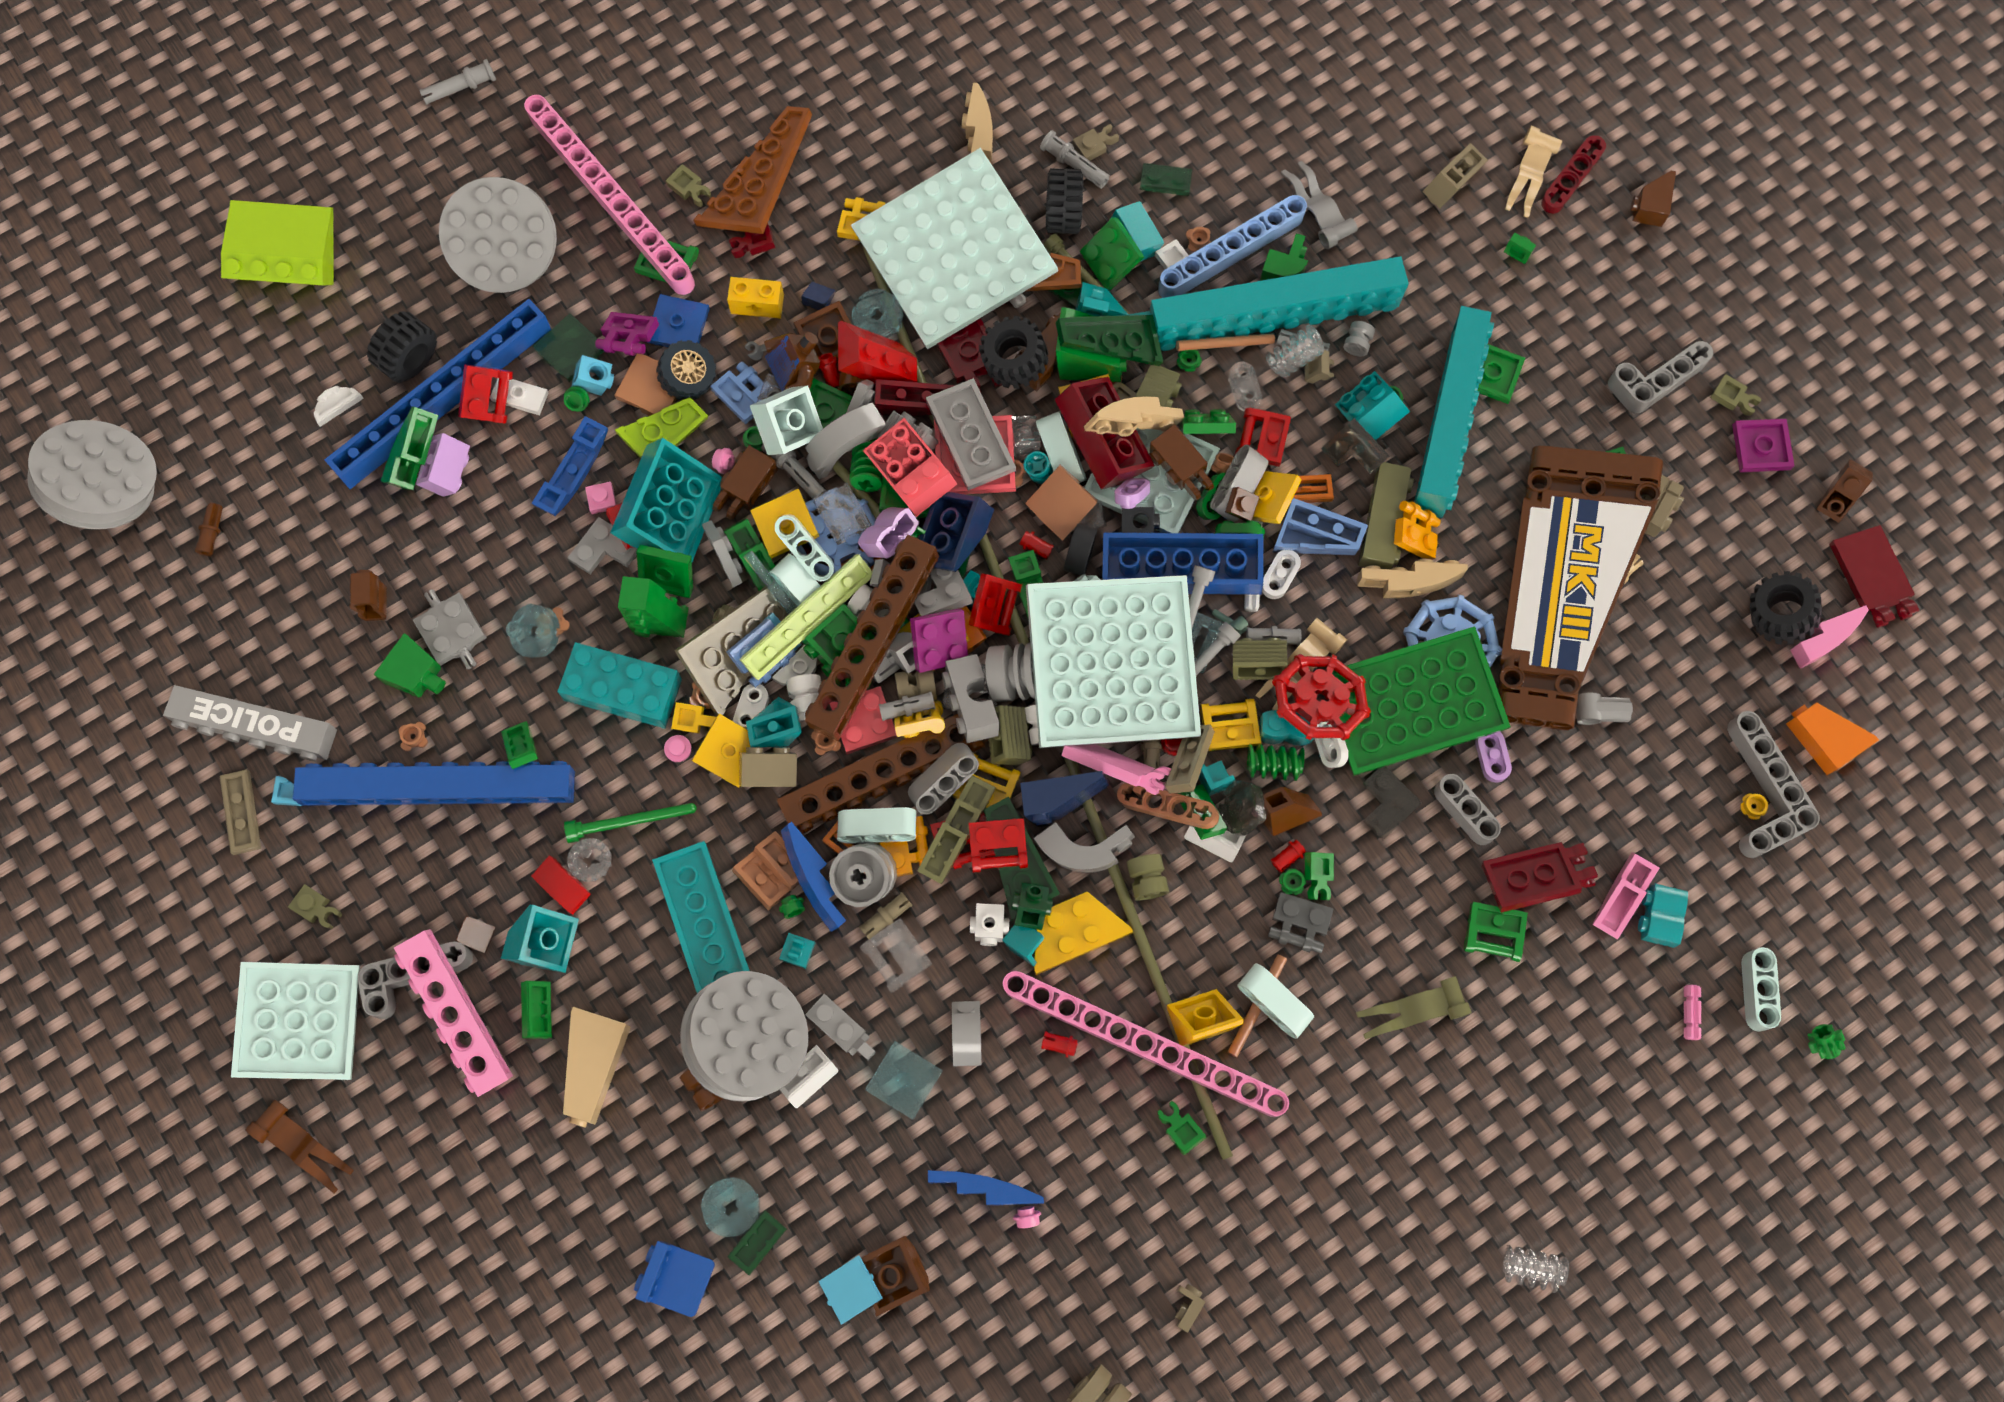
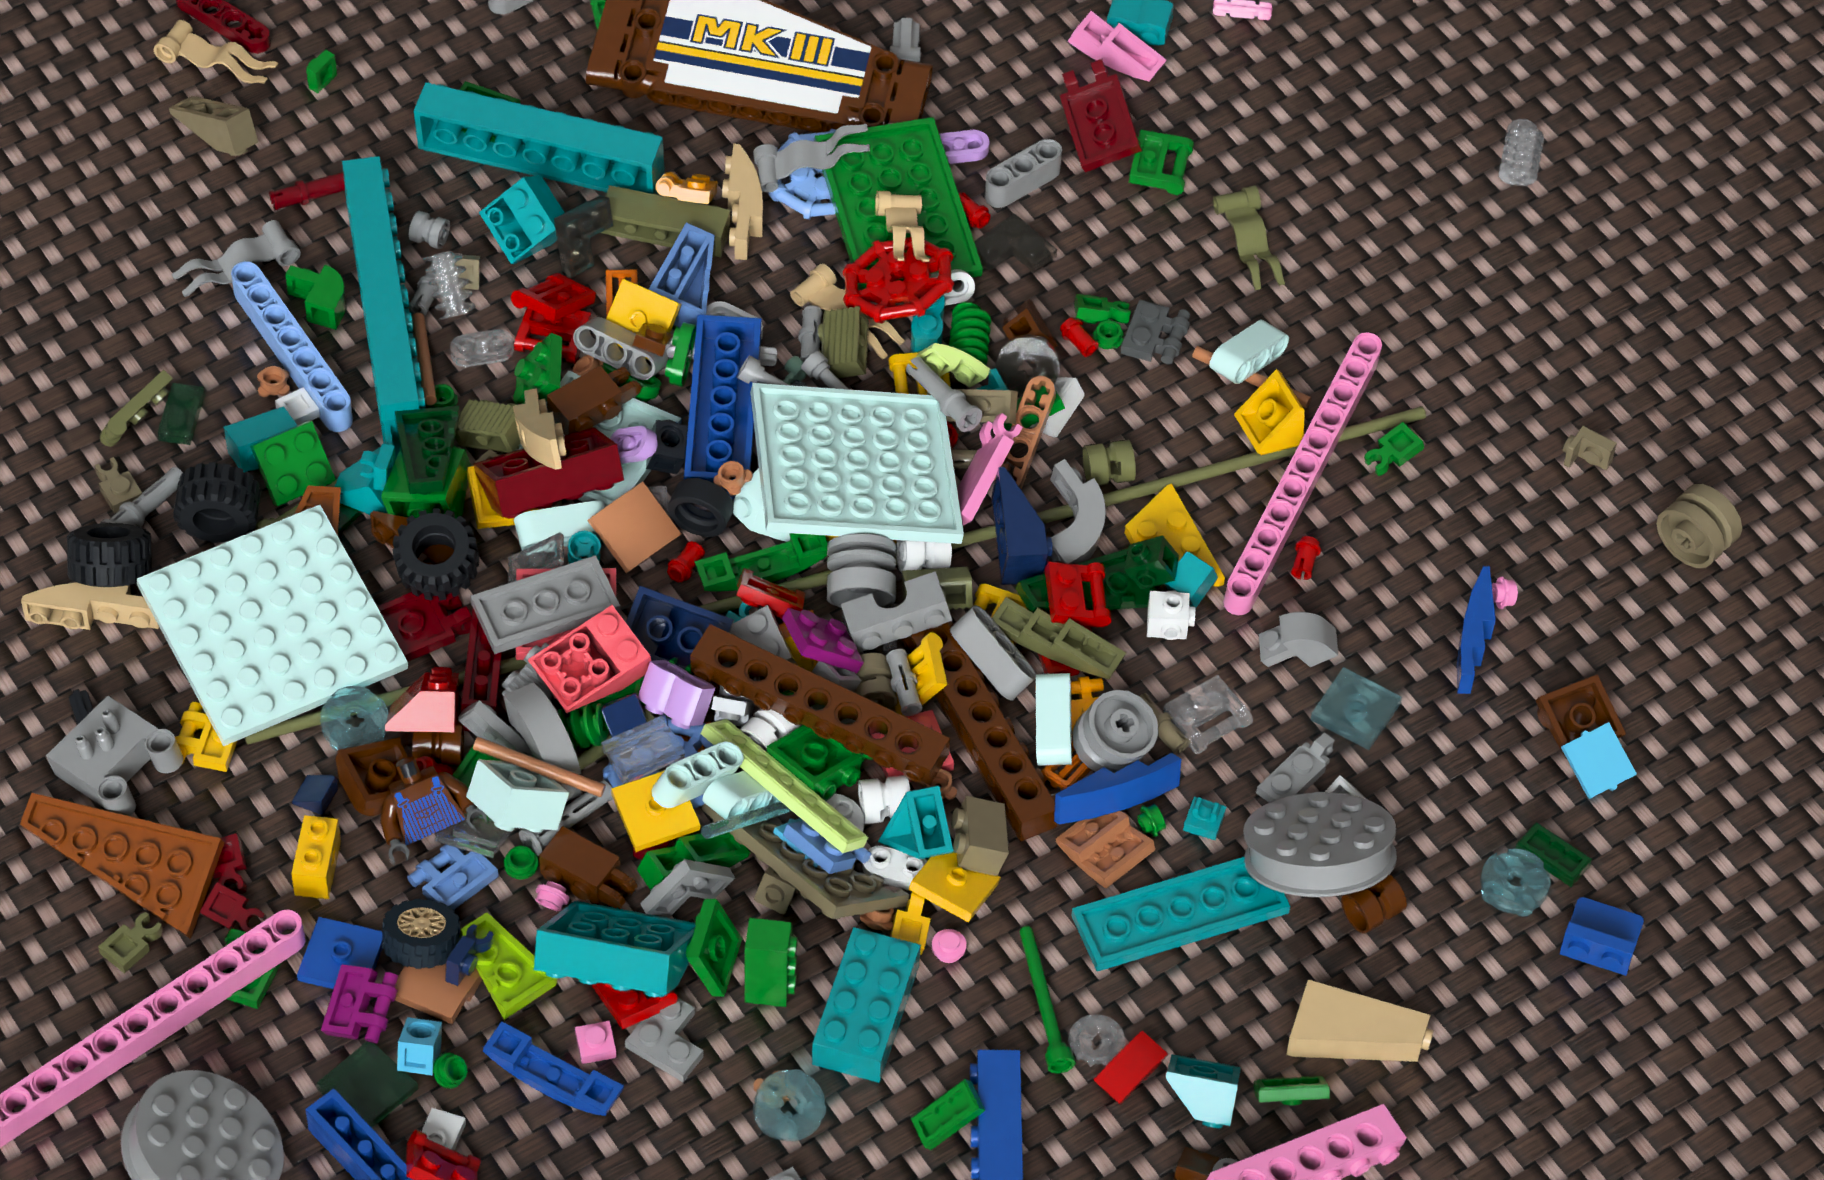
camera: 90 degrees left, 20 degrees down
(658, 397) = (462, 958): none -> dark blue plate
(713, 246) = (228, 908): none -> dark red plate
(809, 433) = (539, 767): none -> nougat bar
(844, 153) = (109, 750): none -> light grey piece
(871, 496) = (623, 714): none -> dark blue slope
(1012, 133) = (108, 554): none -> black tyre
(1097, 560) = (732, 470): none -> nougat plate
(1161, 145) = (135, 409): none -> olive plate
(1187, 739) = (951, 401): none -> light grey pin
(1240, 740) = (947, 358): none -> yellowish green slope
(1287, 436) = (554, 297): none -> red plate
(1377, 699) = (901, 219): none -> tan flag
(1392, 246) = (306, 191): none -> dark red pin
(1417, 770) = (976, 214): none -> red pin
(1451, 617) = (801, 154): none -> light grey flag

